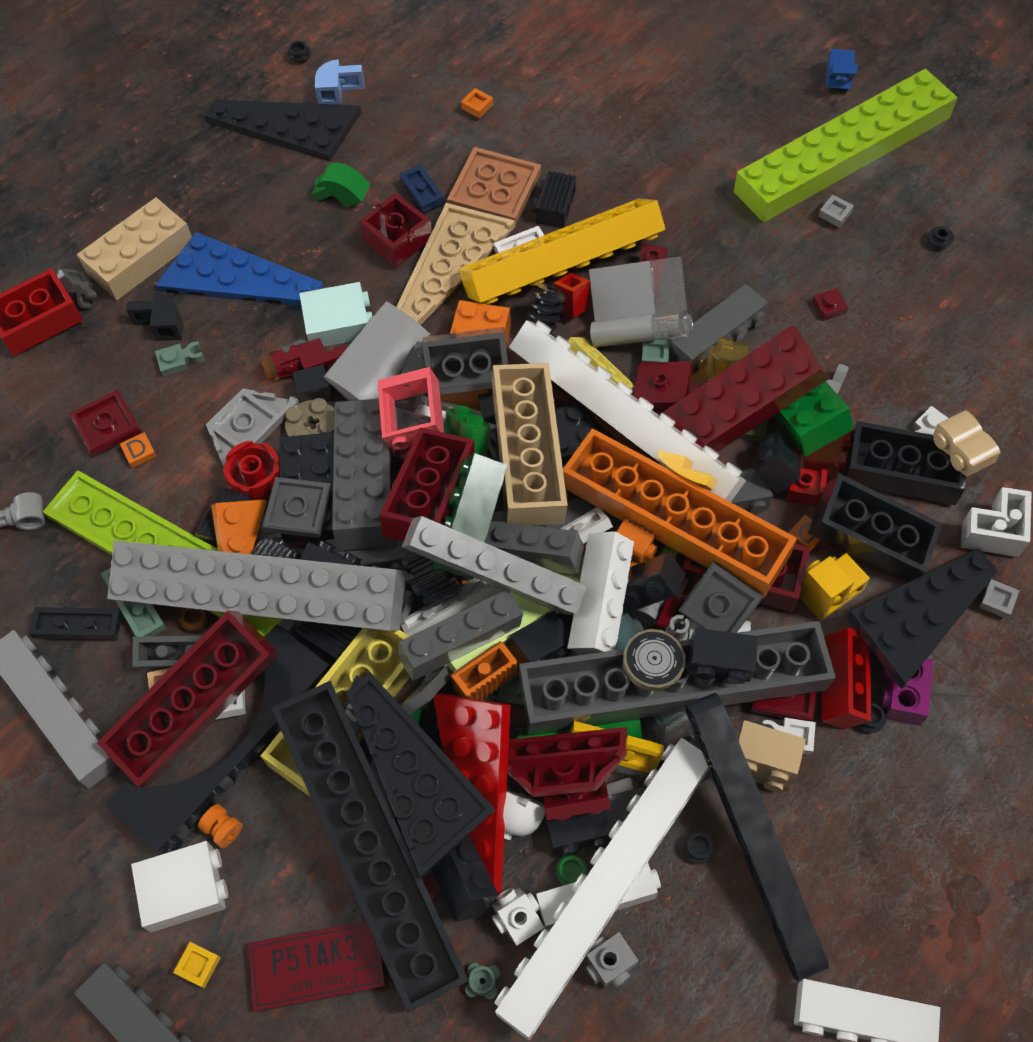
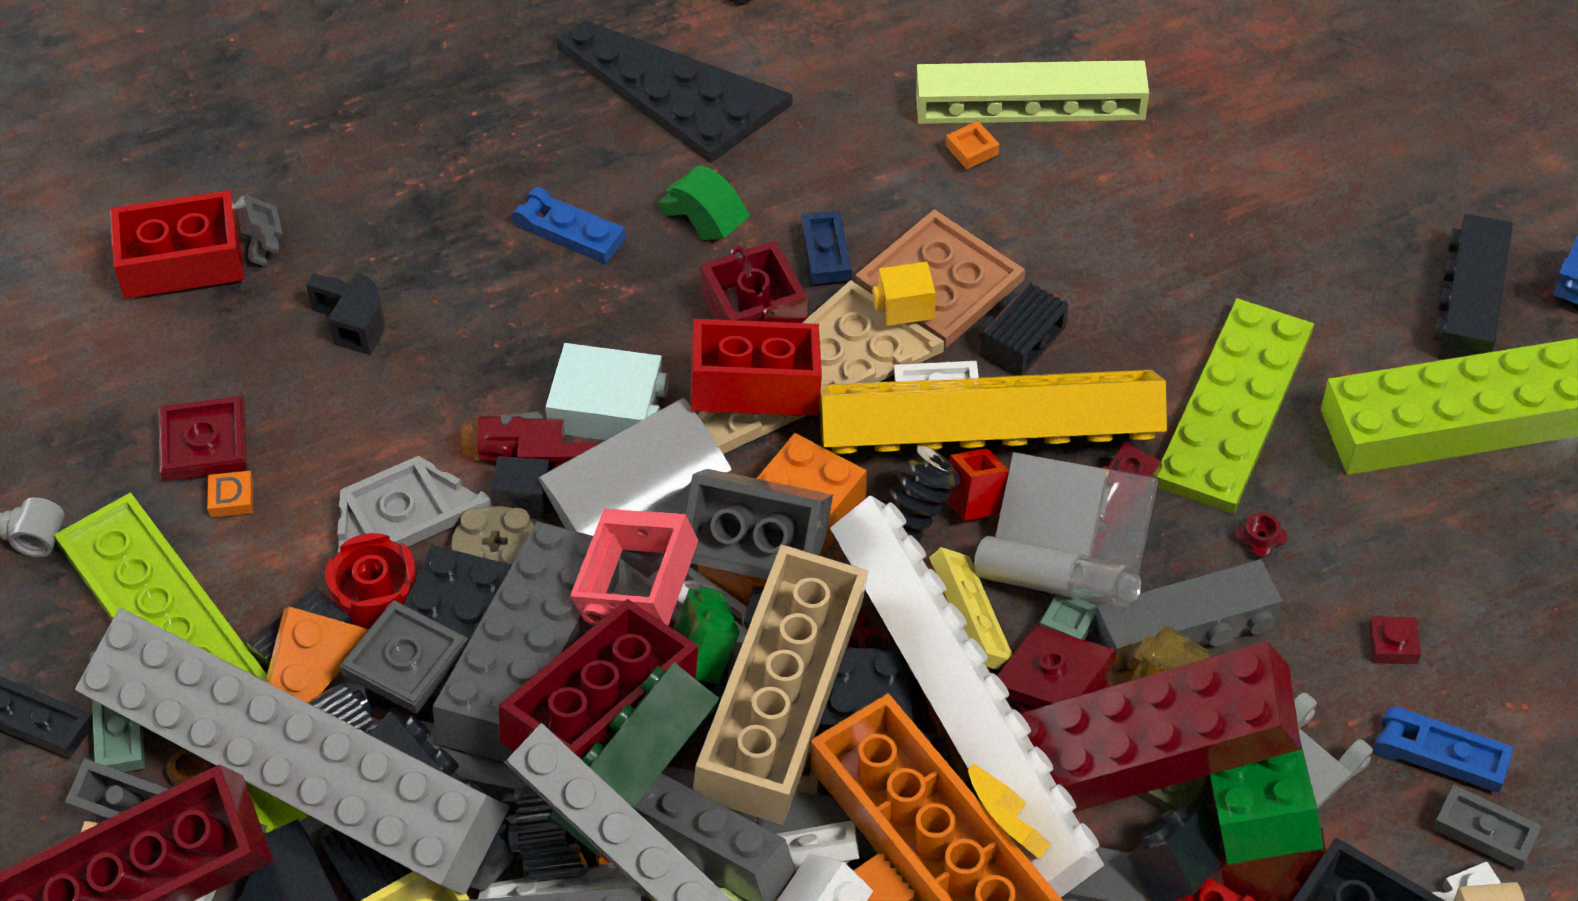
camera: 20 degrees right, 10 degrees down
(135, 248) = (365, 200): tan brick -> none
(175, 359) = (347, 379): sand green plate -> none
(232, 273) = (486, 282): blue wing -> none
(264, 224) = (569, 226): none -> blue plate
(333, 78) = (770, 42): light blue brick -> none
(421, 269) = (755, 367): none -> red brick
(484, 199) = (905, 293): none -> yellow brick
(496, 62) = (1031, 92): none -> yellowish green brick
(688, 203) = (1234, 405): none -> lime plate
(737, 265) = (1265, 525): none -> dark red plate
(786, 97) = (1475, 287): none -> black brick
(836, 211) = (1472, 494): light grey plate -> none
(882, 353) = (1443, 748): none -> blue plate
(923, 387) = (1487, 827): none -> dark grey plate

